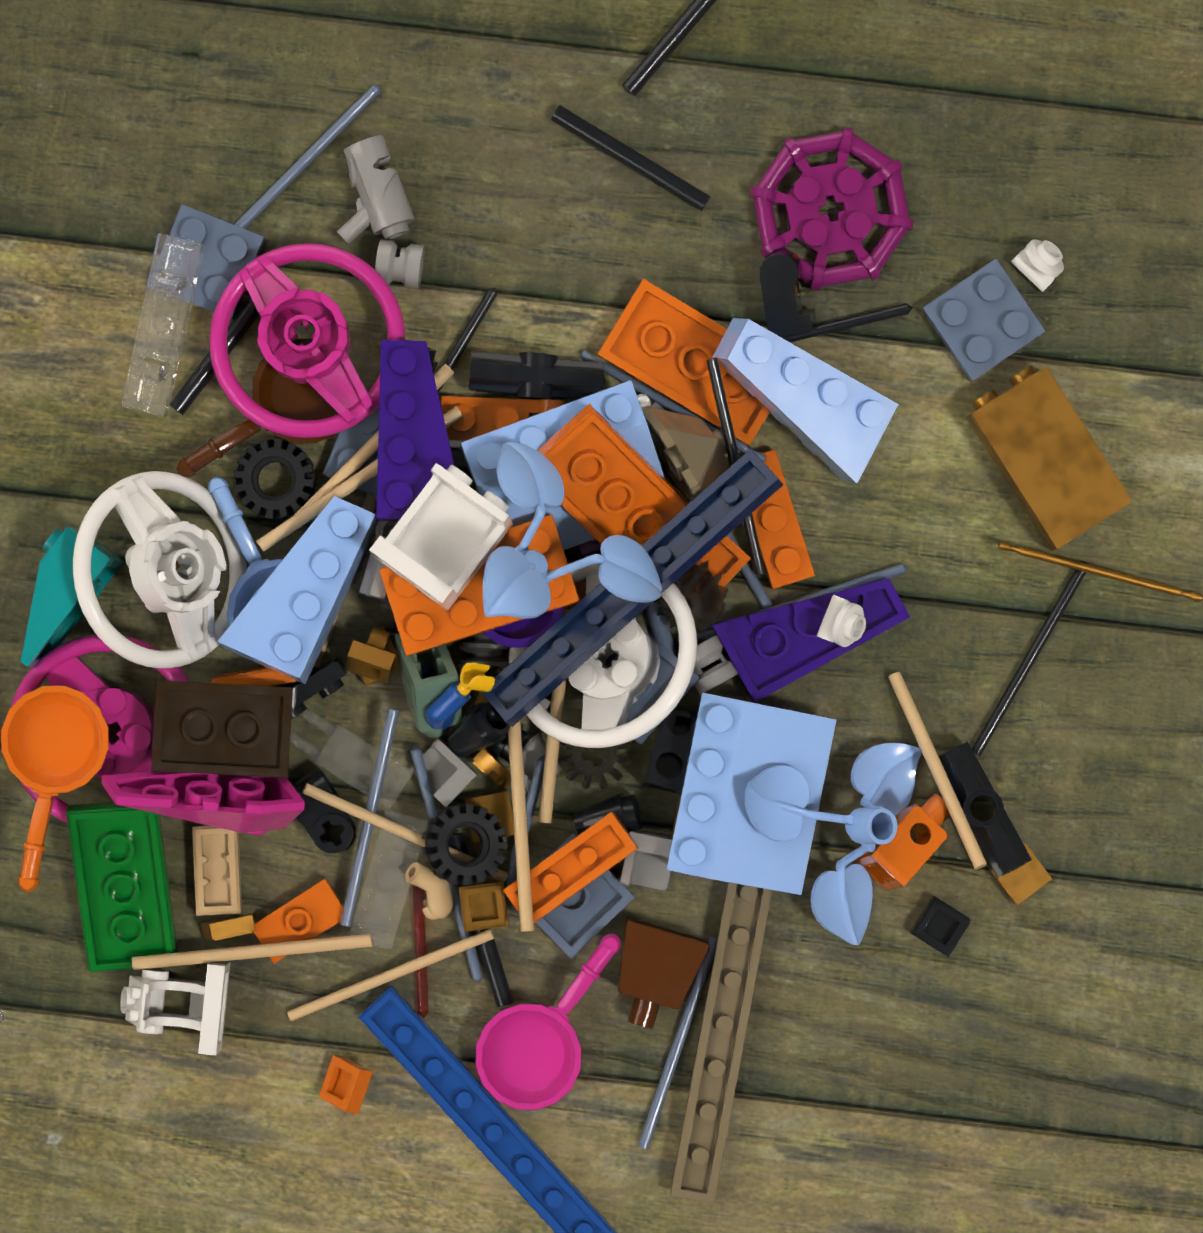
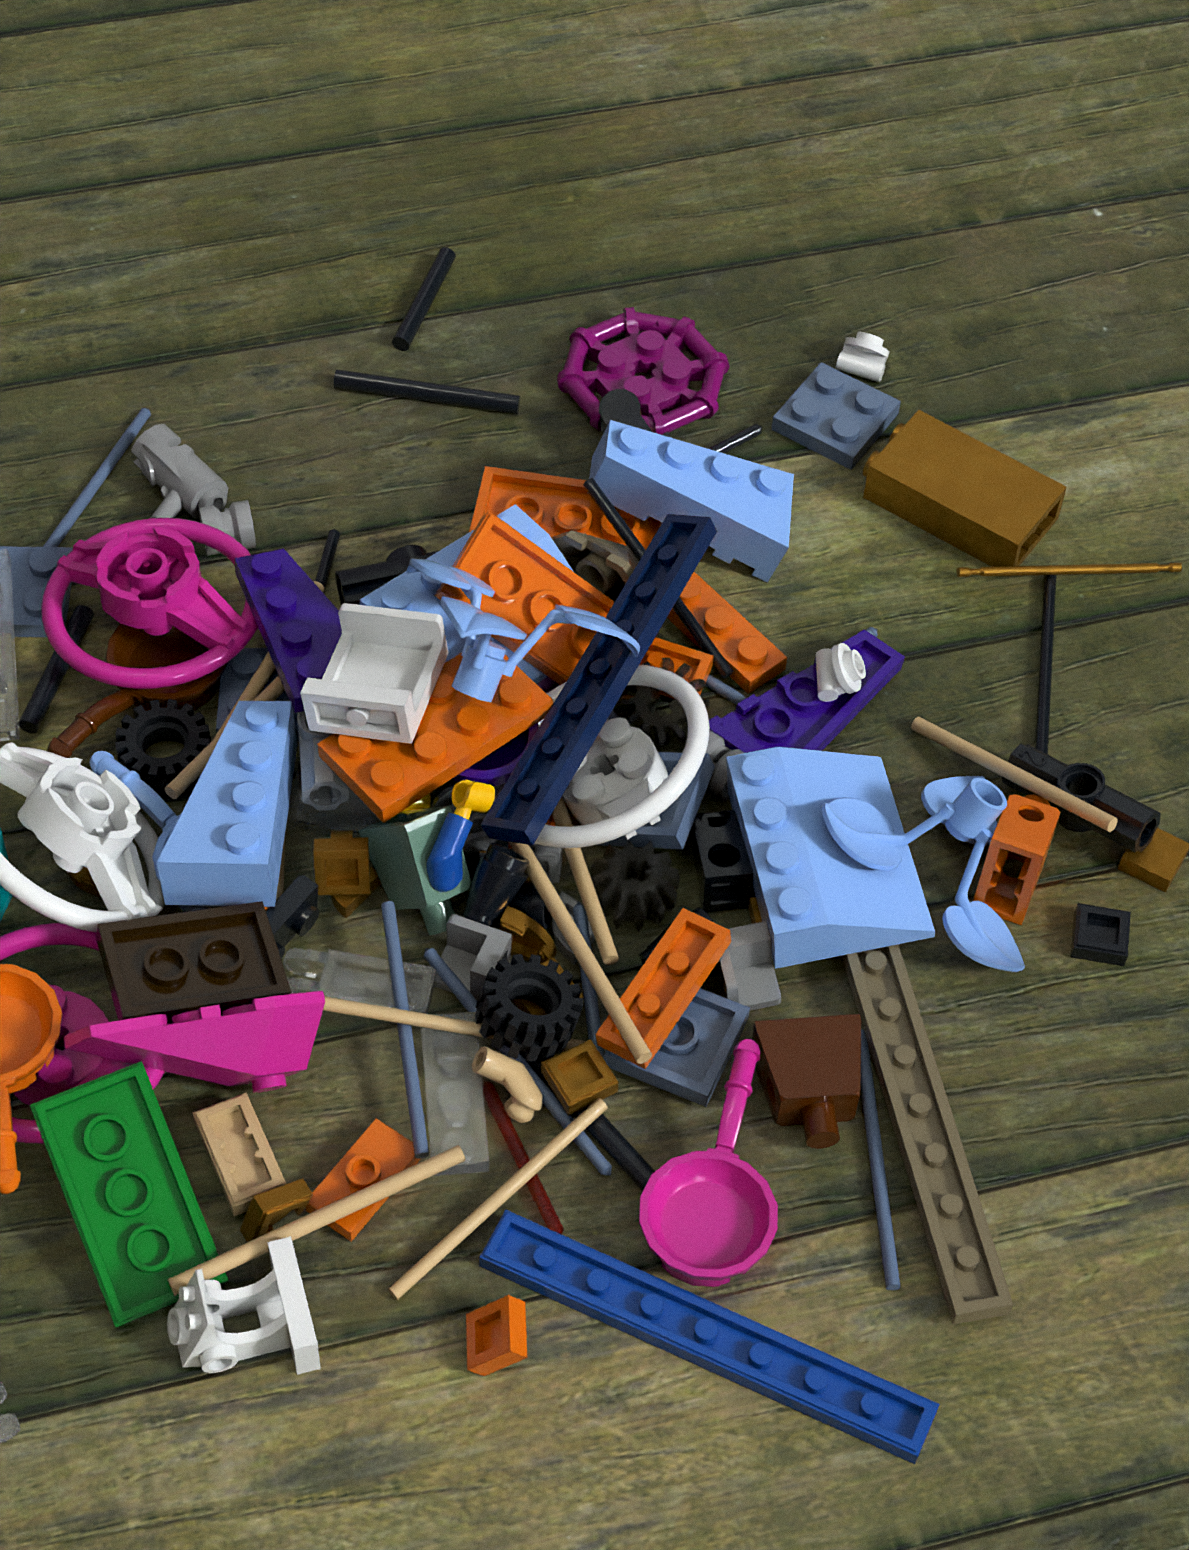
camera: 25 degrees left, 35 degrees down
(318, 815) = (353, 1055): black piece -> none

